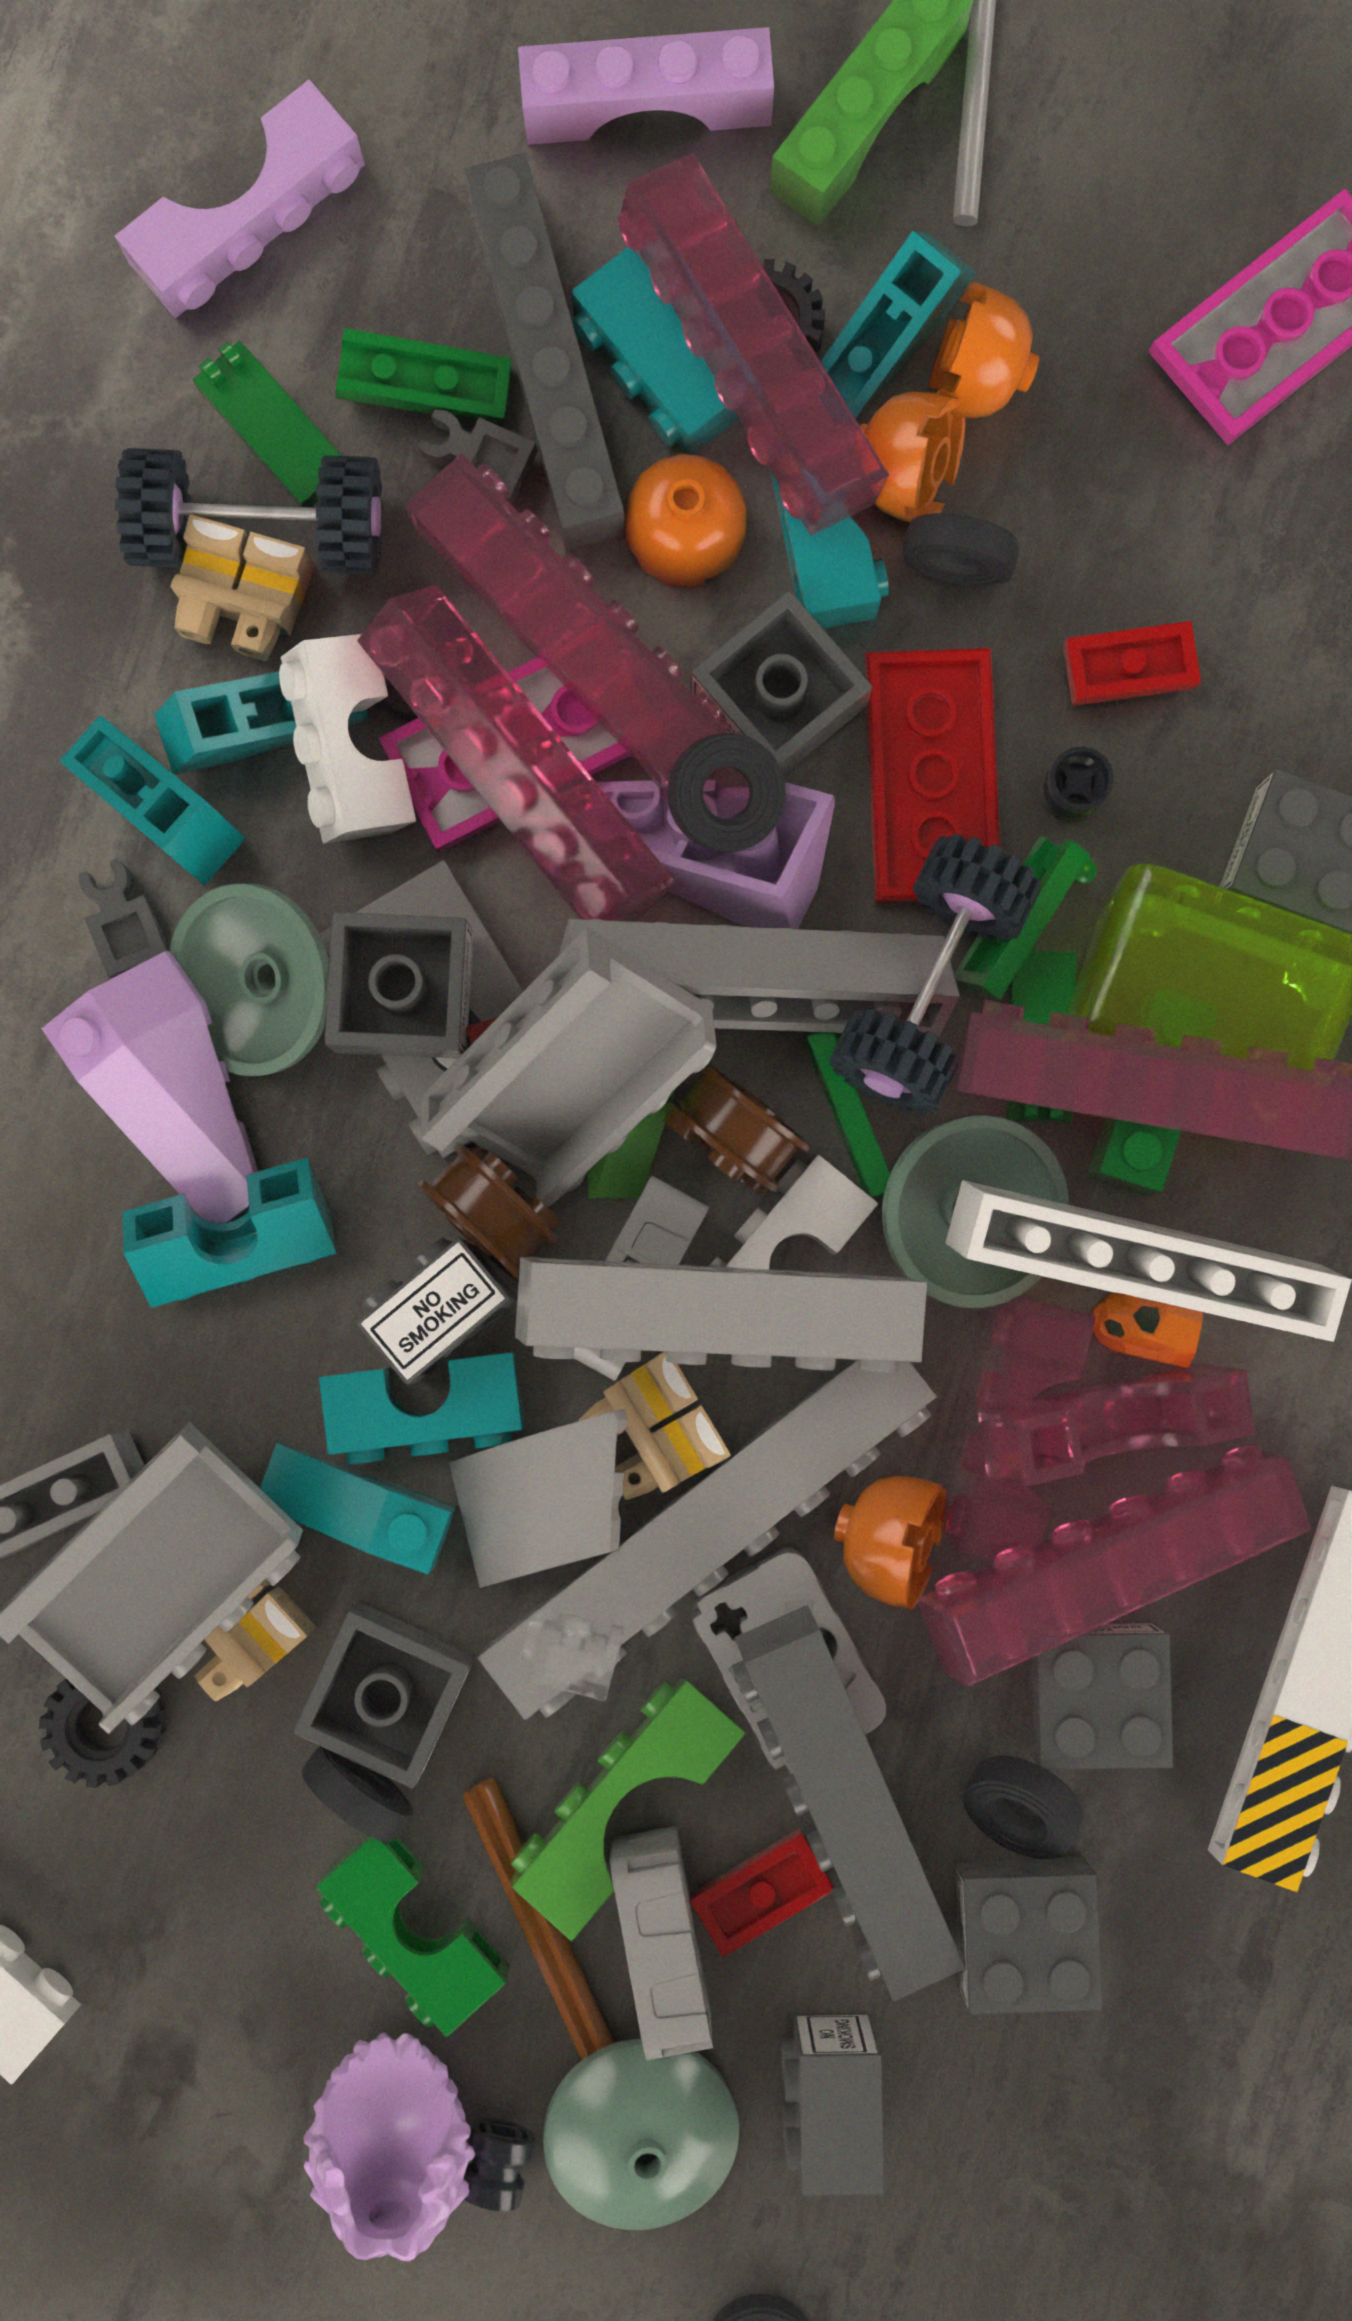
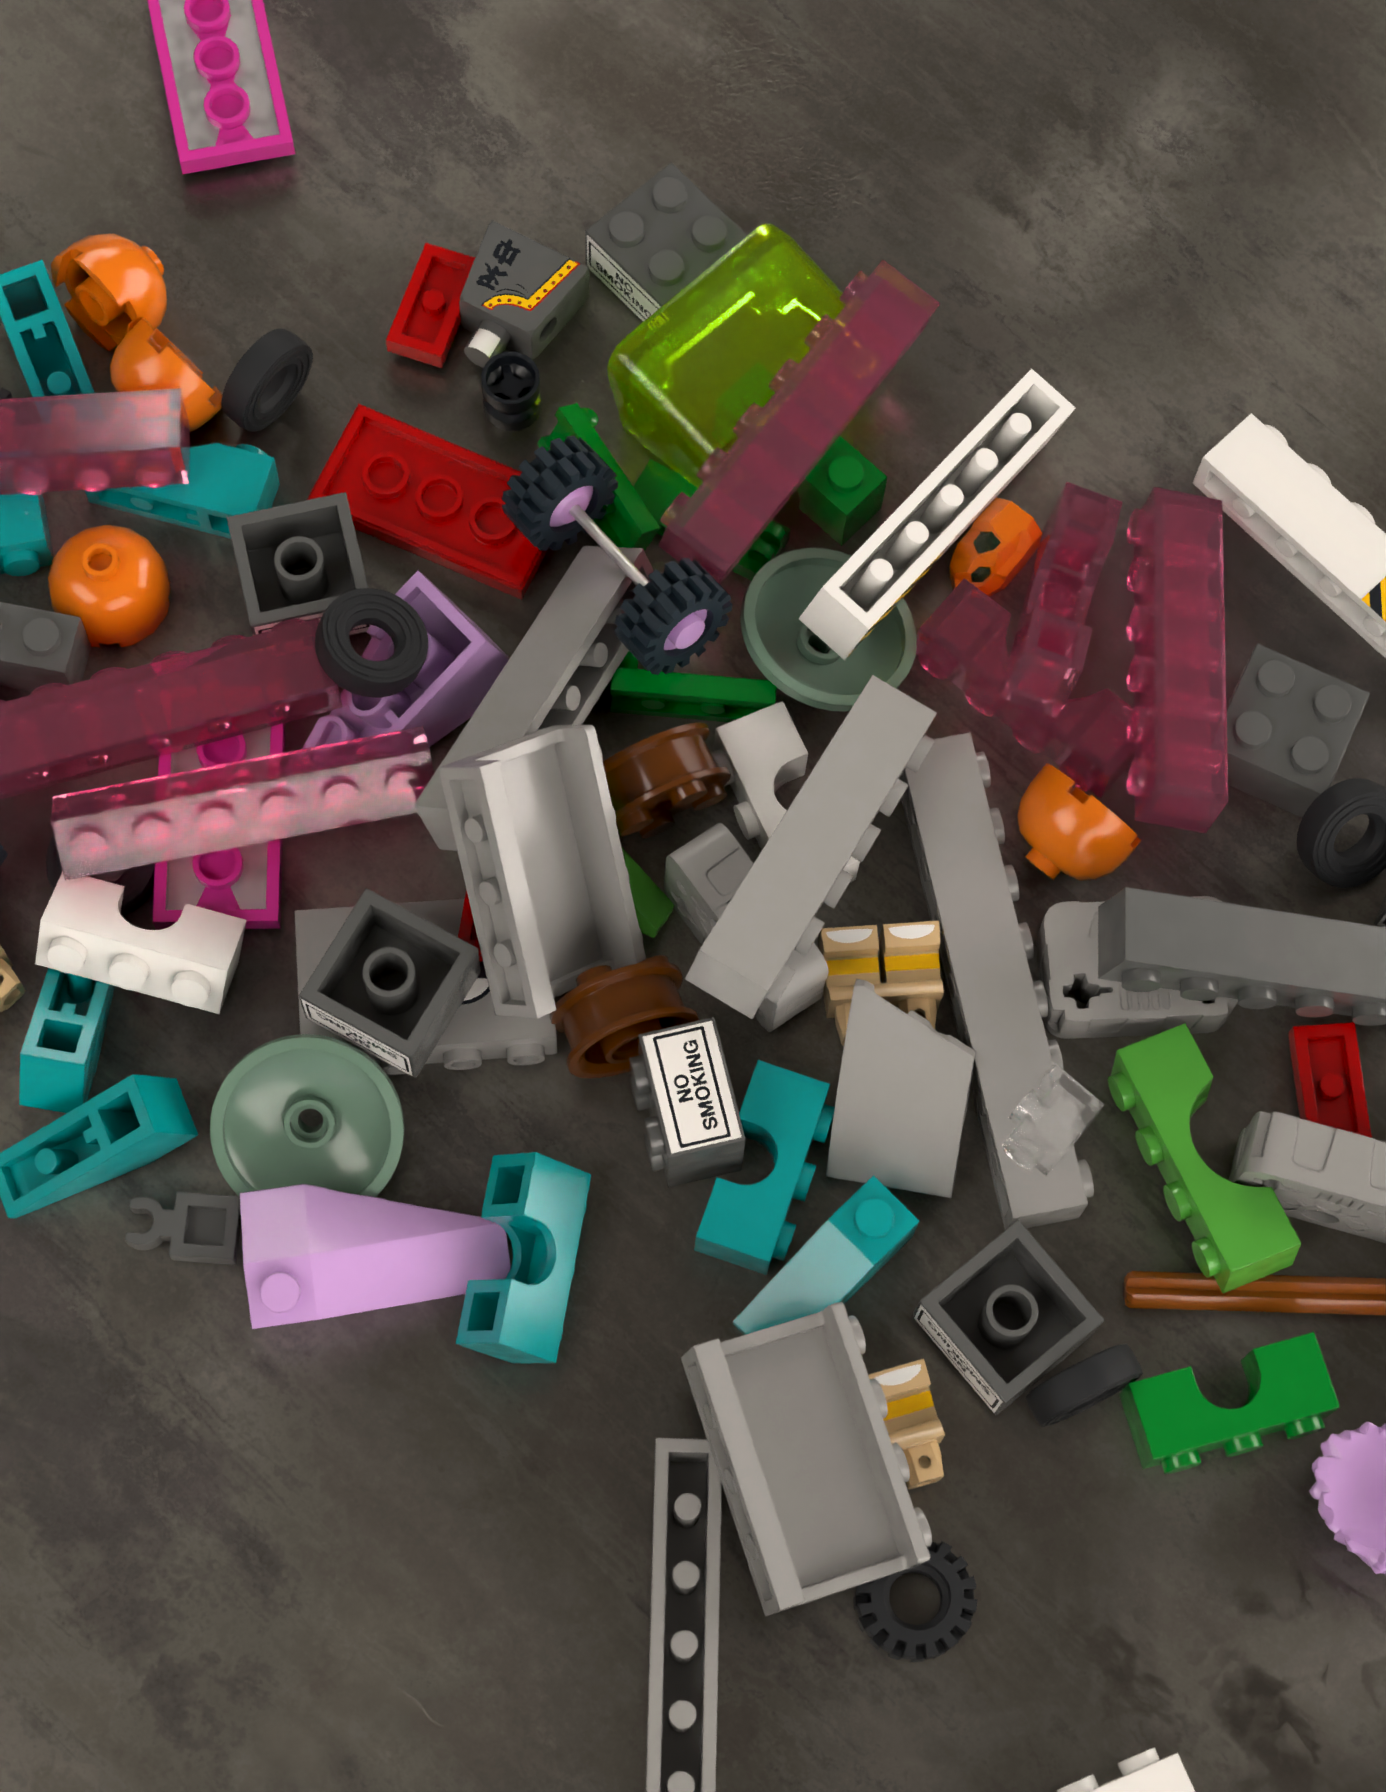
camera: 70 degrees left, 15 degrees down
(1181, 738) = (518, 295): none -> dark grey torso

